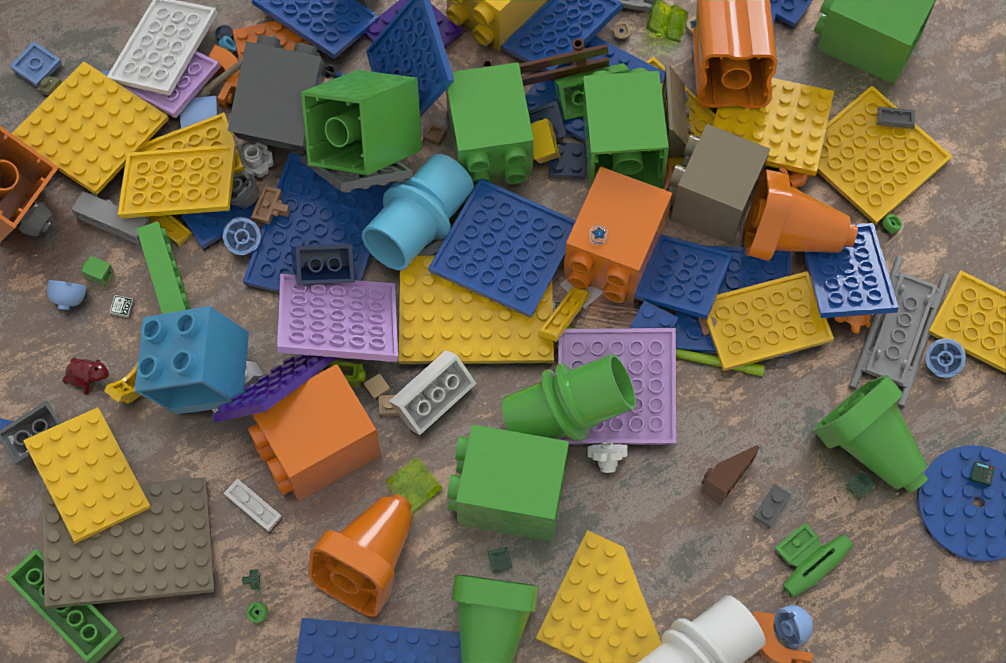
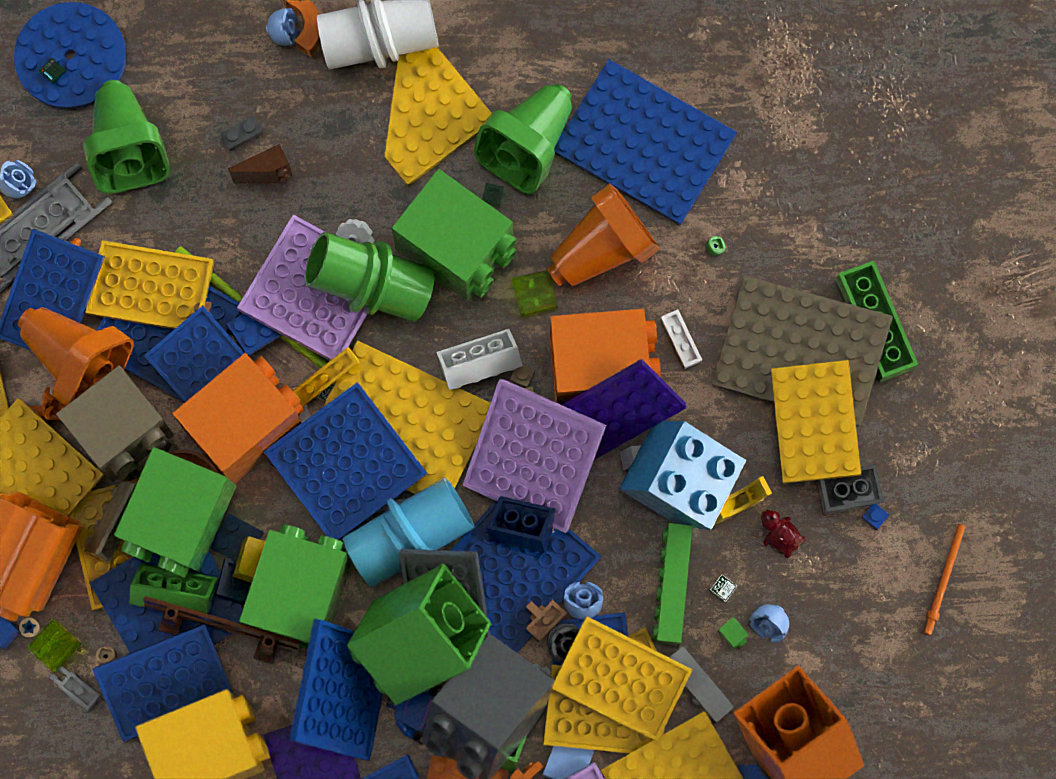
camera: 155 degrees left, 10 degrees up
(253, 579) = (707, 273): clear green tile -> none
(598, 234) = (263, 401): clear tile -> none
(811, 559) = (236, 74): bright green plate -> none
(860, 485) = (157, 113): clear green plate -> none

